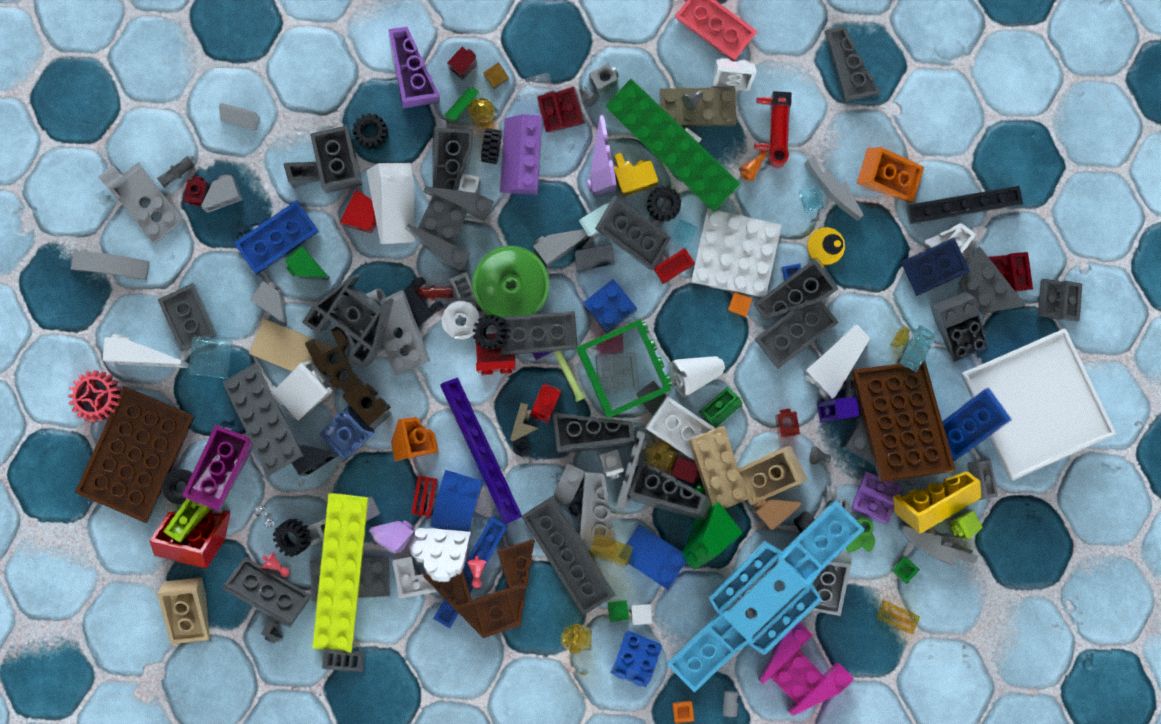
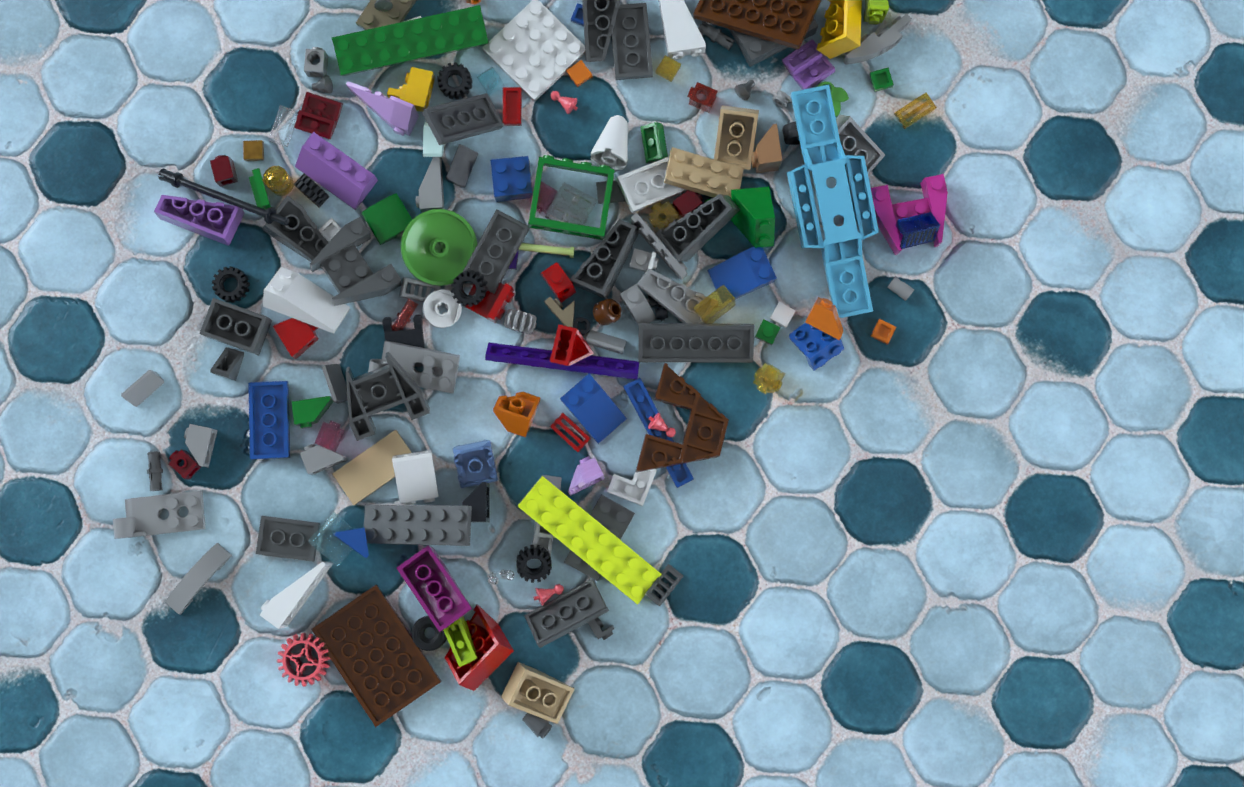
camera: 55 degrees left, 0 degrees up
(158, 628) = (538, 725): none -> dark grey cone
(218, 373) = (354, 539): none -> blue slope
(294, 296) = (330, 435): none -> clear pink brick
(342, 271) = (335, 382): none -> light grey slope
(356, 392) = (444, 432): dark brown brick -> none
(430, 30) = (177, 180): none -> black bar
(440, 551) = (625, 444): white plate -> none
(491, 393) = (520, 321): none -> light grey gear
(495, 449) = (569, 346): none -> red slope
(509, 224) = (387, 218): none -> green slope
(521, 476) = (606, 341): none -> light grey slope
(546, 461) = (607, 312): none -> reddish brown head
(658, 655) = (825, 318): none -> orange slope
(707, 311) = (566, 102): none -> coral piece
(789, 687) = (918, 229): none -> clear blue panel
(794, 378) = (668, 68): none -> clear yellow plate
(838, 409) = (717, 48): dark purple slope -> none

